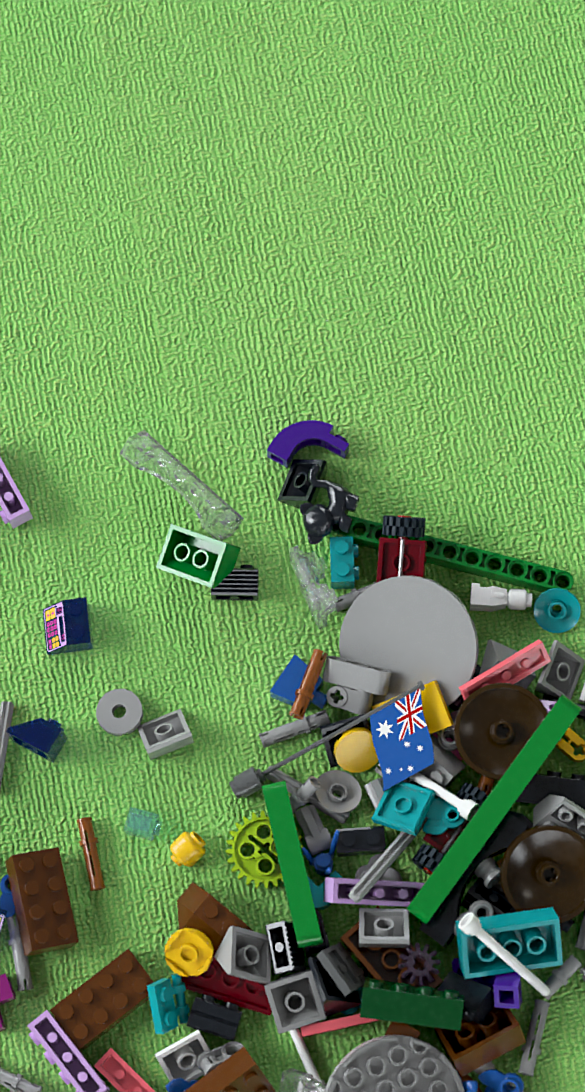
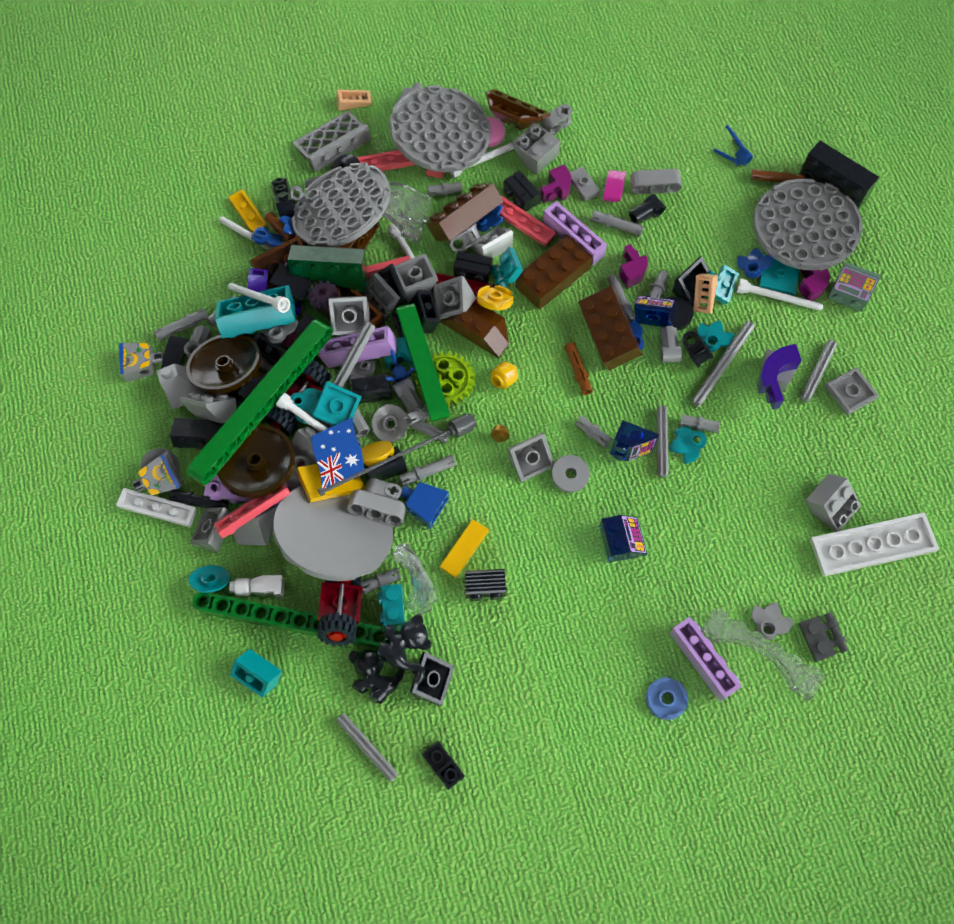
camera: 175 degrees right, 5 degrees down
(51, 462) = (658, 707): none -> medium blue tile
(83, 764) = (593, 431): none -> light grey pin
(142, 824) = (541, 390): clear light blue brick -> none
(151, 457) = (572, 693): clear arch -> none
(197, 556) = (518, 598): green slope -> none
(200, 769) = (499, 433): none -> pearl gold plate
(256, 630) = (464, 548): none -> yellow tile
(296, 399) = (443, 765): none -> black slope
(305, 434) = (432, 727): dark purple arch -> none
(305, 691) = (418, 489): dark orange pin -> none
(372, 501) = (369, 667): none -> black animal
(376, 421) = (367, 747): none -> light grey axle
(488, 872) = (268, 362): light grey wheel -> none
(497, 499) = (255, 673): none -> teal brick
(527, 1067) = (242, 278): light grey pin -> none

